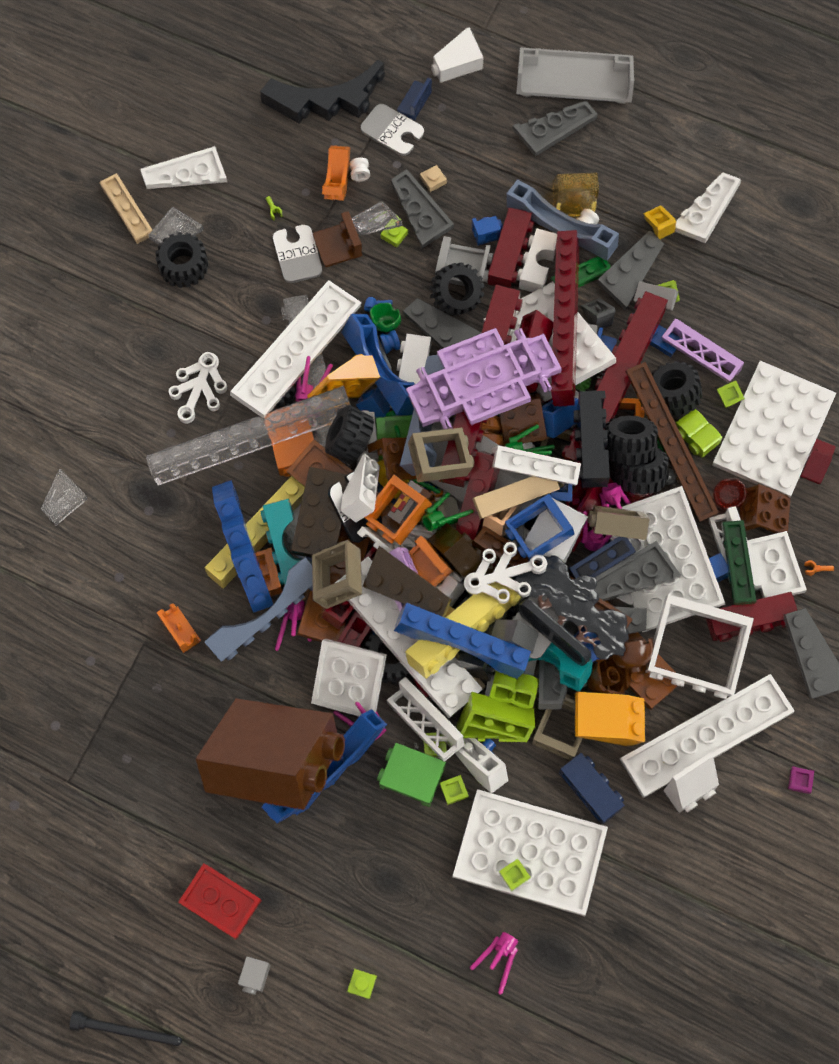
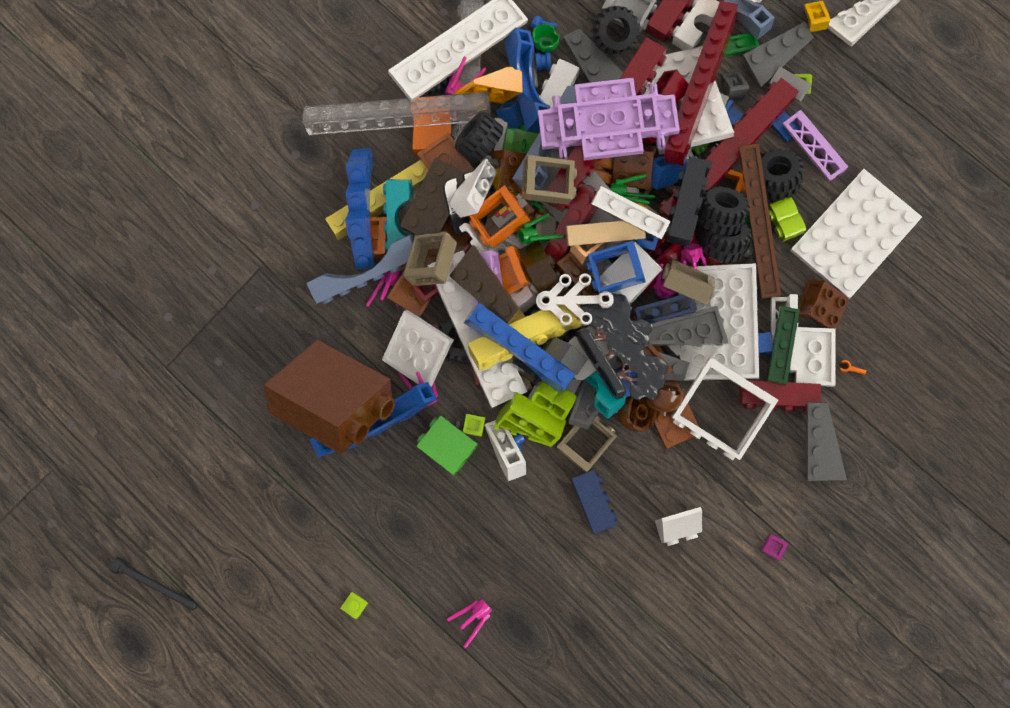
camera: 20 degrees right, 10 degrees up
(62, 498) = (226, 123): clear wing -> none
(179, 628) = (290, 263): orange hinge -> none
(198, 384) = (367, 55): white plant -> none
(220, 901) = (258, 503): red plate -> none
(253, 975) = (268, 572): light grey brick -> none
(356, 631) = (434, 312): dark red slope -> none
(432, 714) = (478, 400): white fence -> none
(454, 790) = (478, 468): lime plate -> none
(514, 875) = (505, 556): lime plate -> none
(553, 848) = (525, 539): white plate -> none
(610, 718) = (627, 448): light orange slope -> none
(708, 732) = (707, 485): white plate -> none
(729, 493) = (796, 281): clear red hair -> none
(730, 394) = (827, 191): lime plate -> none
(818, 461) = (884, 274): dark red slope -> none

